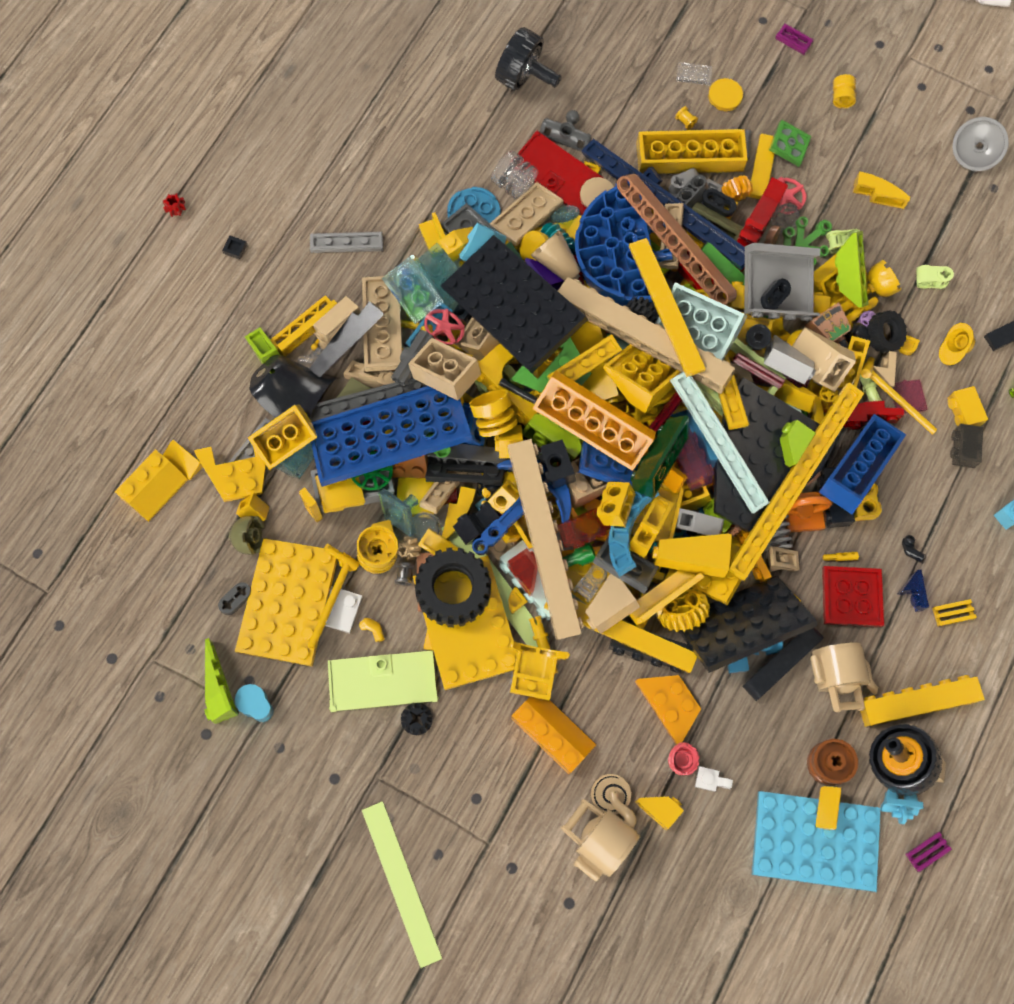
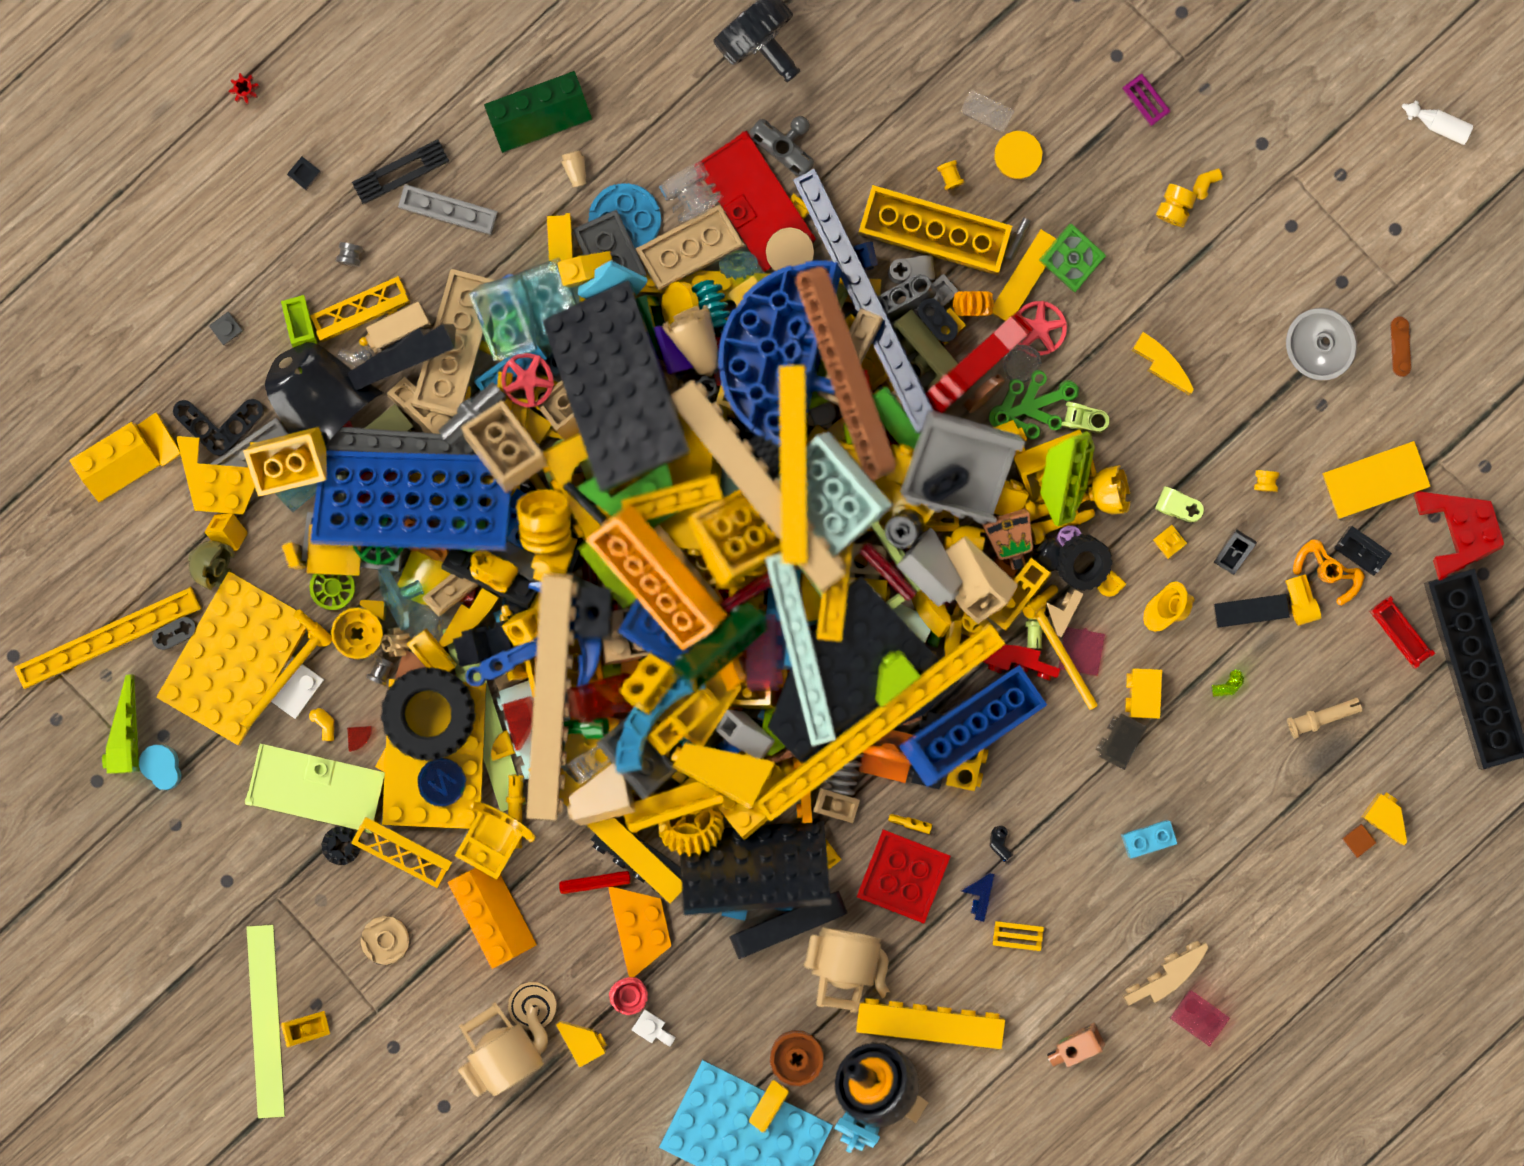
camera: 25 degrees right, 15 degrees up
(181, 621) = (107, 638): none -> yellow tile
(209, 368) = (226, 328): none -> dark grey plate
(228, 441) = (224, 431): none -> black beam
(285, 243) = (432, 156): none -> black container
(285, 289) = (349, 254): none -> flat silver wheel
(346, 525) = (332, 588): none -> lime wheel
(388, 159) = (538, 112): none -> dark green slope
(403, 630) = (358, 737): none -> clear red tile
(427, 187) = (575, 167): none -> tan cone
(436, 876) = (305, 1028): none -> yellow slope
(467, 464) = (493, 570): none -> yellow piece
(467, 698) = (408, 845): none -> yellow fence
(476, 782) = (385, 940): none -> tan tile
(480, 639) = (441, 782): none -> clear blue tile
(623, 680) = (594, 882): none -> red axle
(856, 73) = (1203, 182): none -> yellow arm
(935, 304) = (1169, 541): none -> yellow tile
(983, 243) = (1266, 481): none -> yellow wheel
(984, 292) = (1234, 551): none -> black slope

